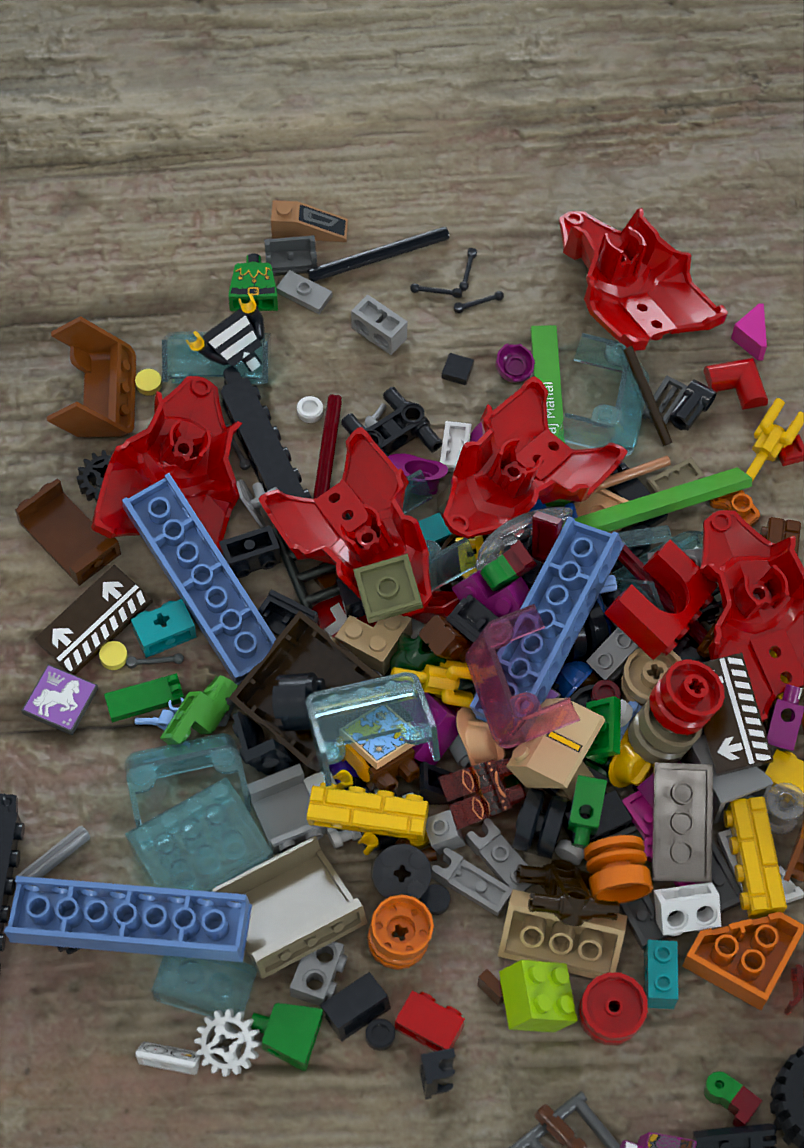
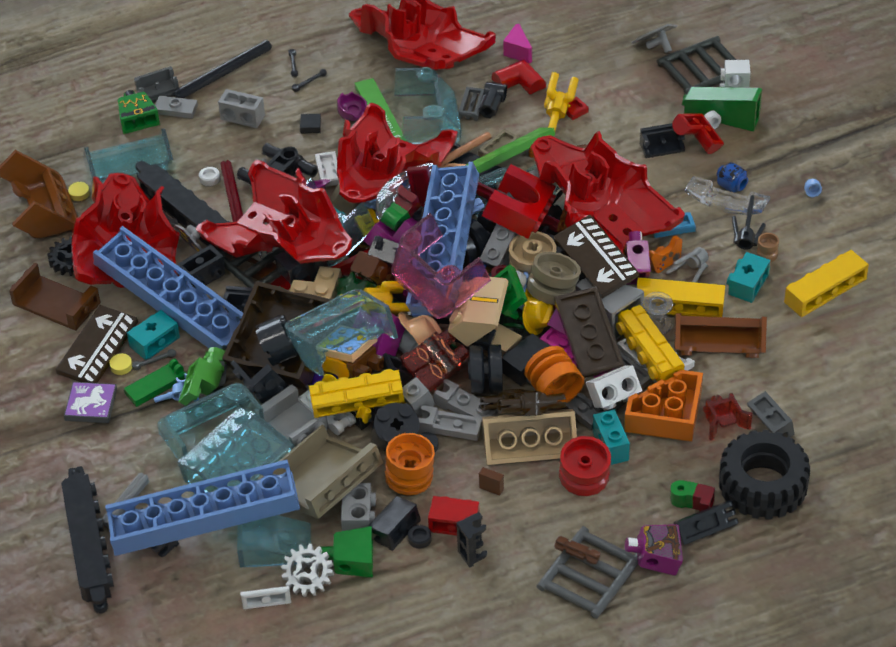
camera: 15 degrees left, 15 degrees down
(234, 338) = (136, 139): torso -> none
(299, 220) = (152, 60): medium nougat slope -> none
(388, 588) = (317, 243): olive tile -> none
(457, 293) = (291, 79): black hinge -> none
(537, 996) = (527, 471): lime brick -> none
(568, 852) = (514, 382): white tile -> none
(586, 800) = (517, 347): green torso -> none
(647, 396) = (458, 97): dark brown bar -> none
(686, 697) = (561, 246): red wheel -> none

